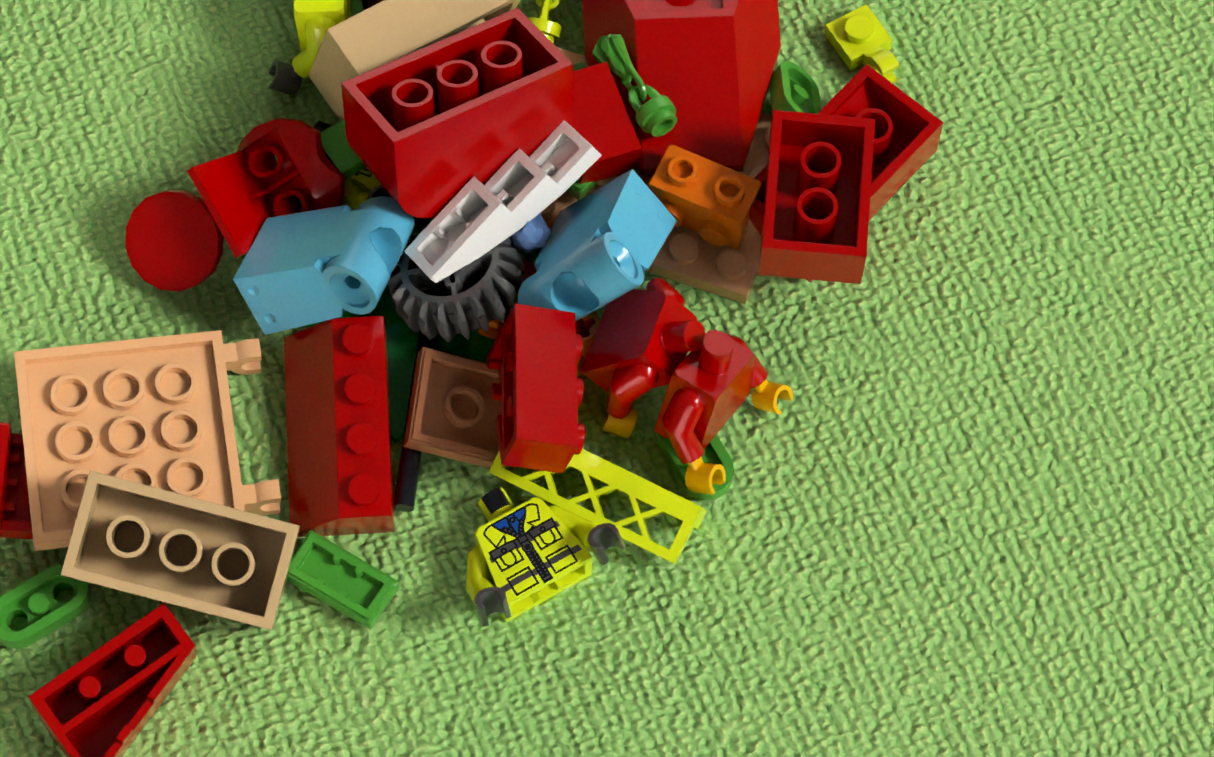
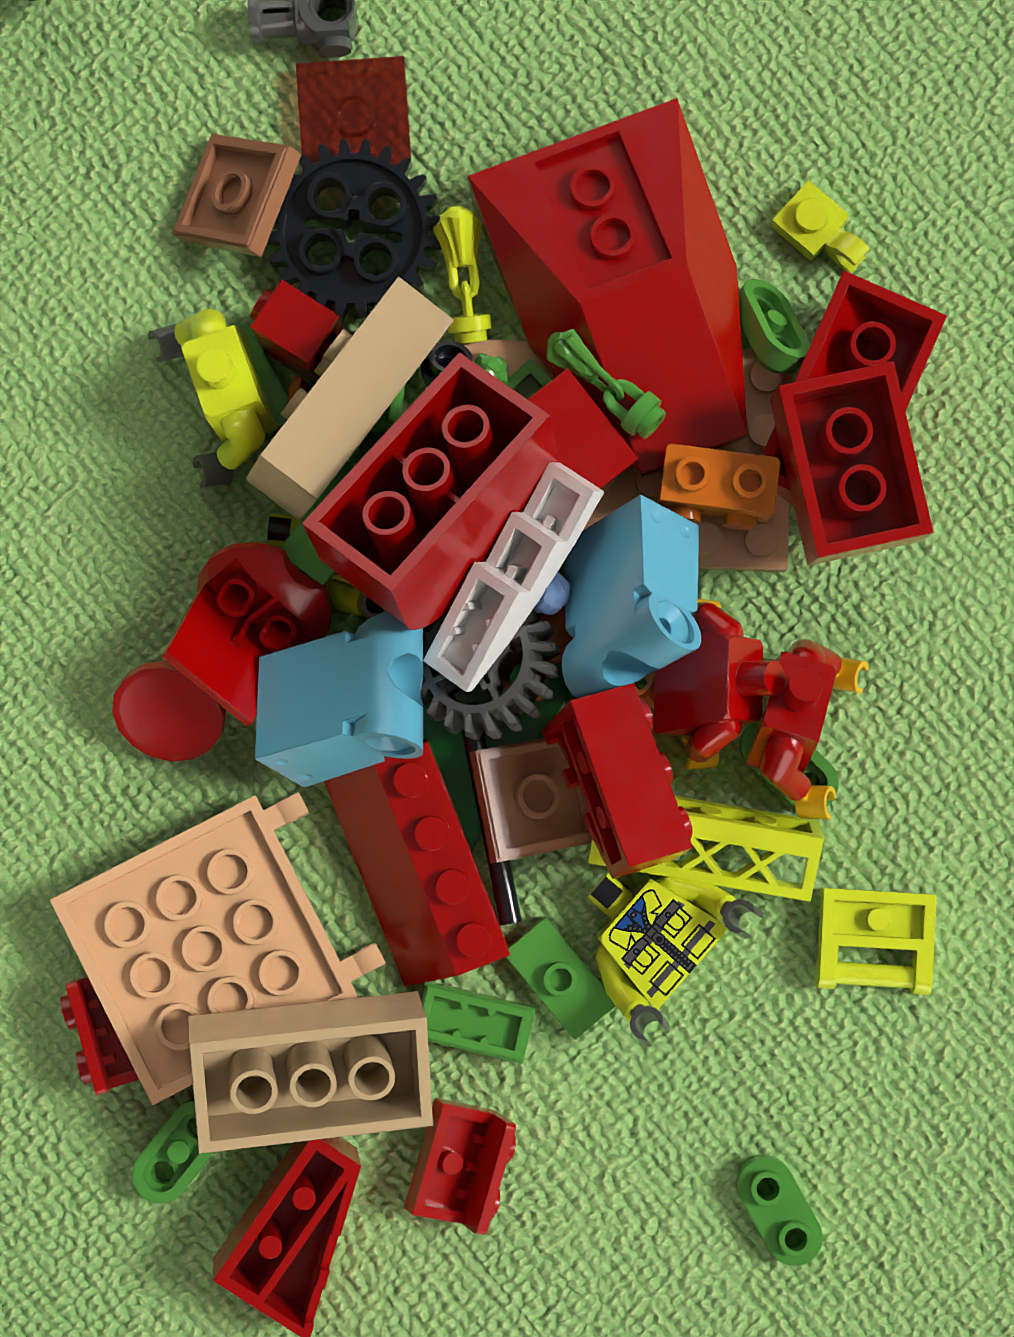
camera: 15 degrees left, 20 degrees up
(282, 692) = (461, 1165): none -> red bracket
(430, 569) = (560, 978): none -> bright green plate
(728, 605) = (876, 921): none -> neon yellow plate

